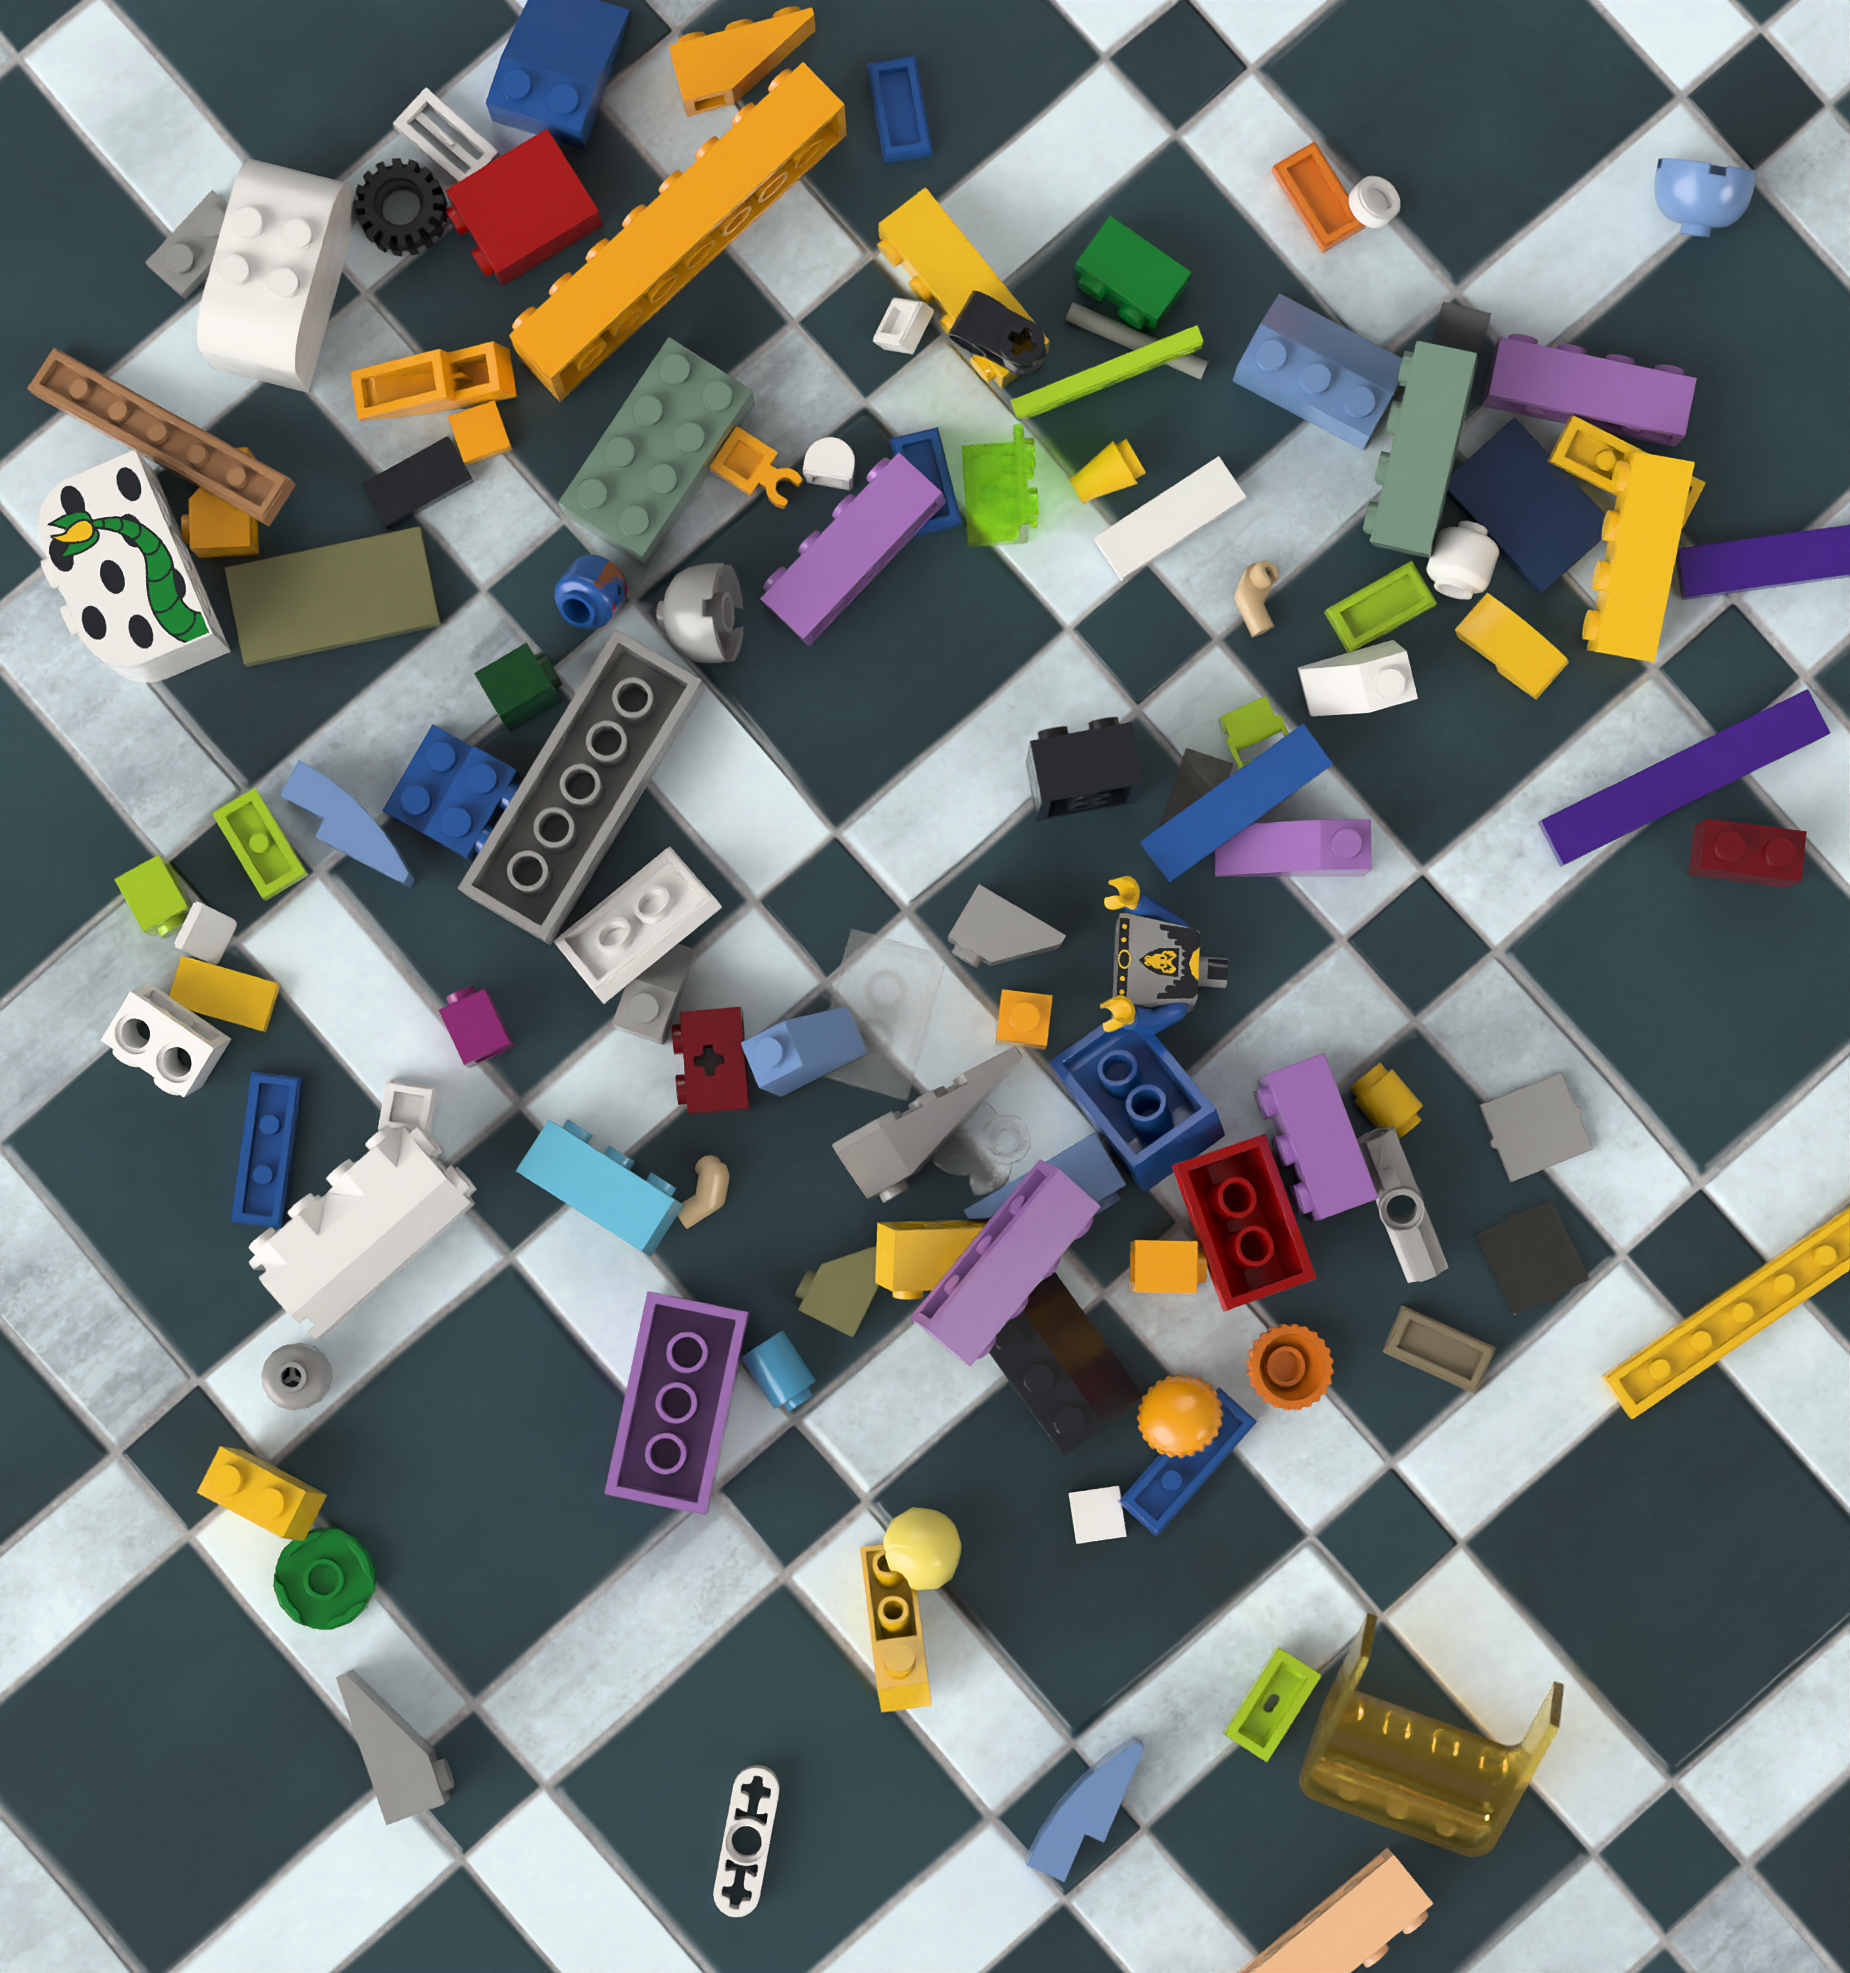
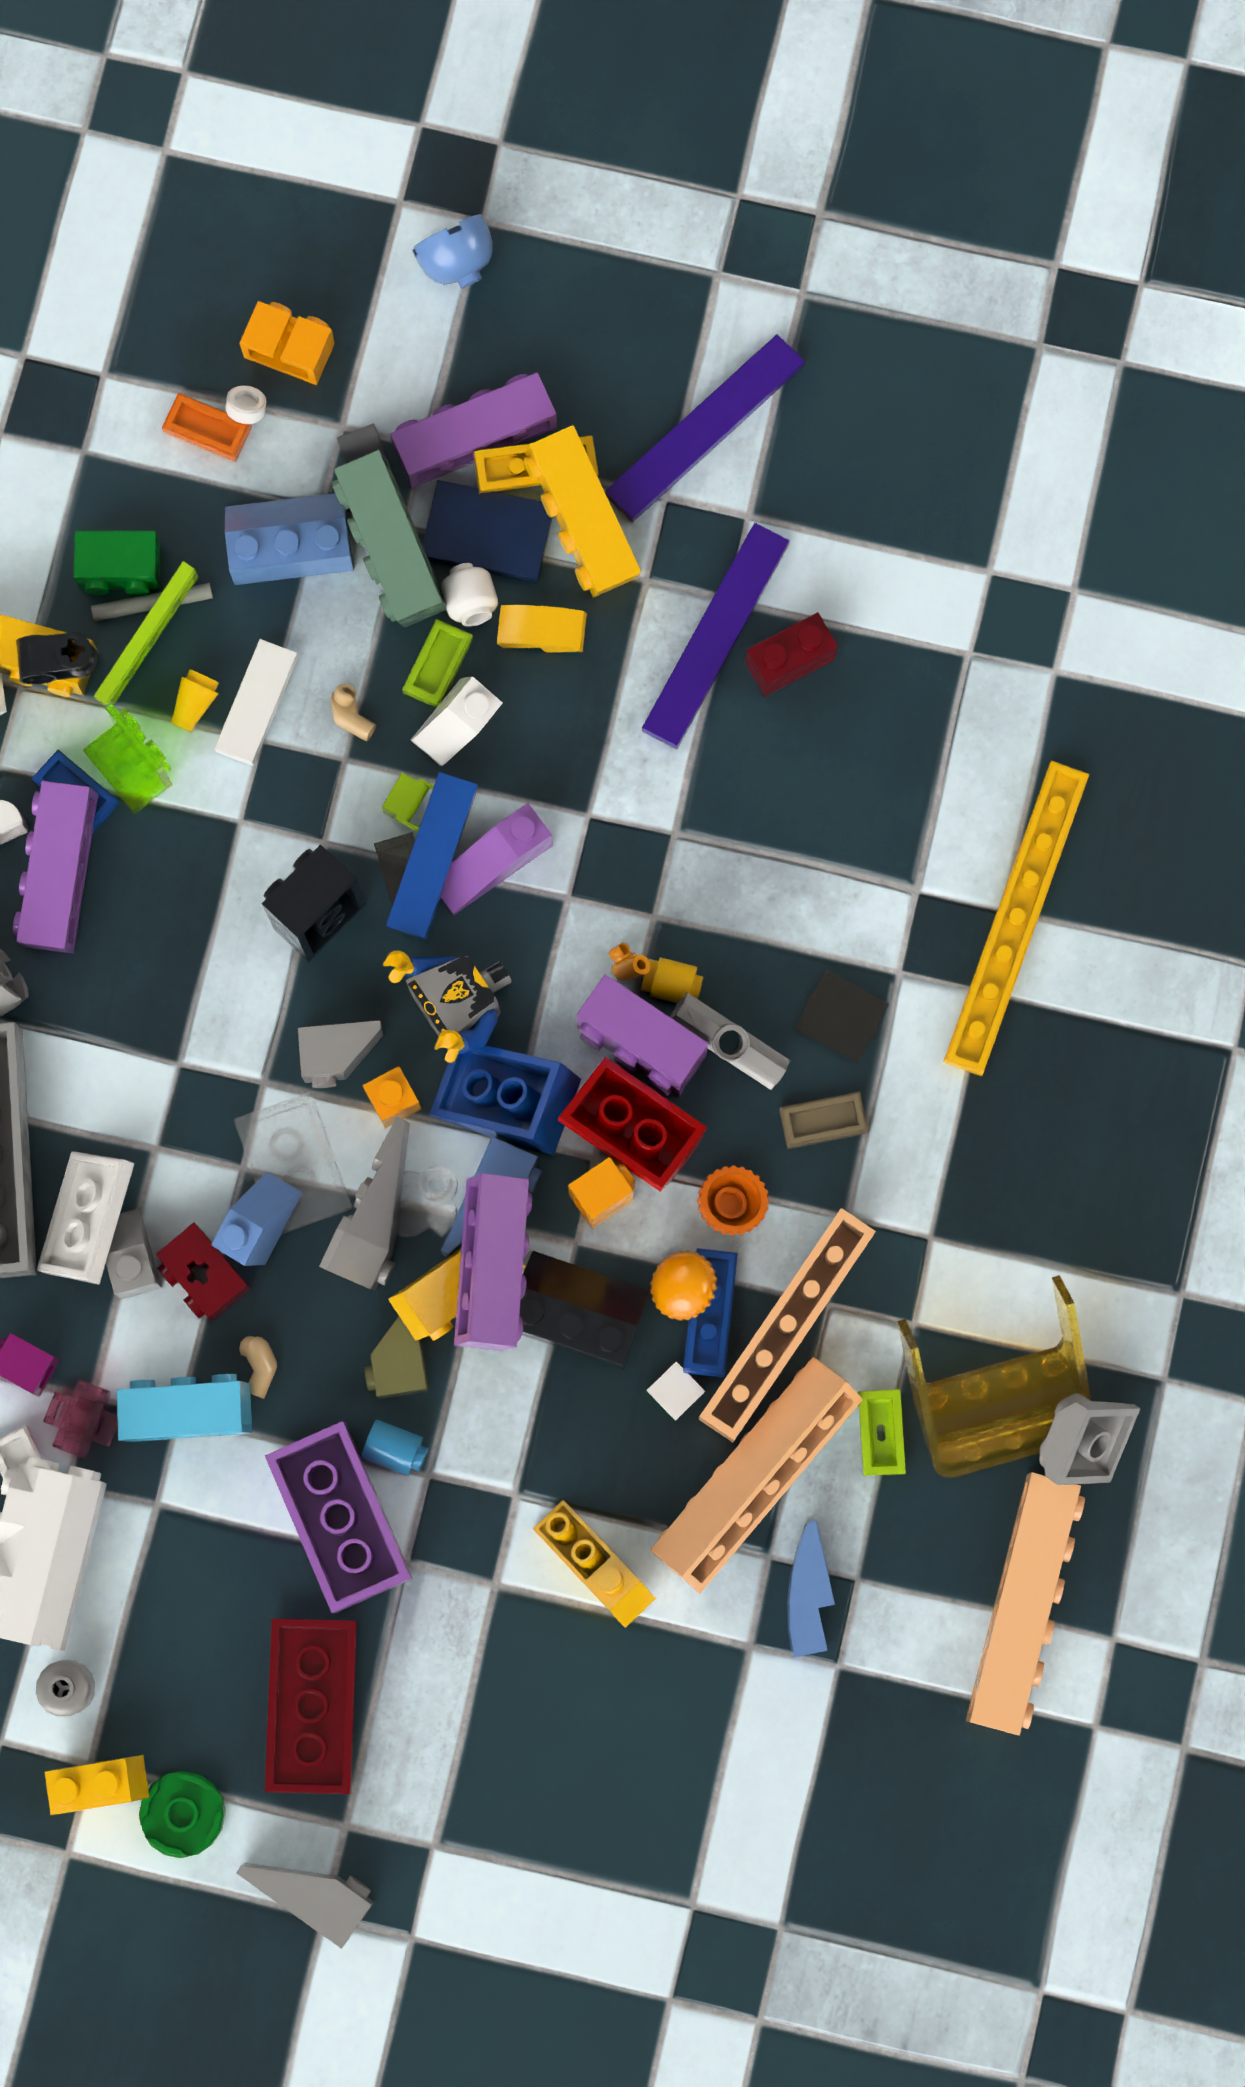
camera: 35 degrees left, 5 degrees down
(495, 1120) = (81, 1418): none -> clear pink piece
(521, 1565) = (311, 1706): none -> dark red plate
(725, 1875) = (620, 1806): white beam -> none
(923, 1547) = (574, 1496): light yellow hair -> none
(1118, 1656) = (756, 1474): none -> light nougat brick
(1255, 1531) = (786, 1325): none -> light nougat brick
(1353, 1053) = (628, 964): none -> light orange arm
(1462, 166) = (286, 342): none -> light orange piece
(1470, 1862) = (1086, 1440): none -> light grey slope
(1535, 1127) = (782, 929): light grey piece -> none

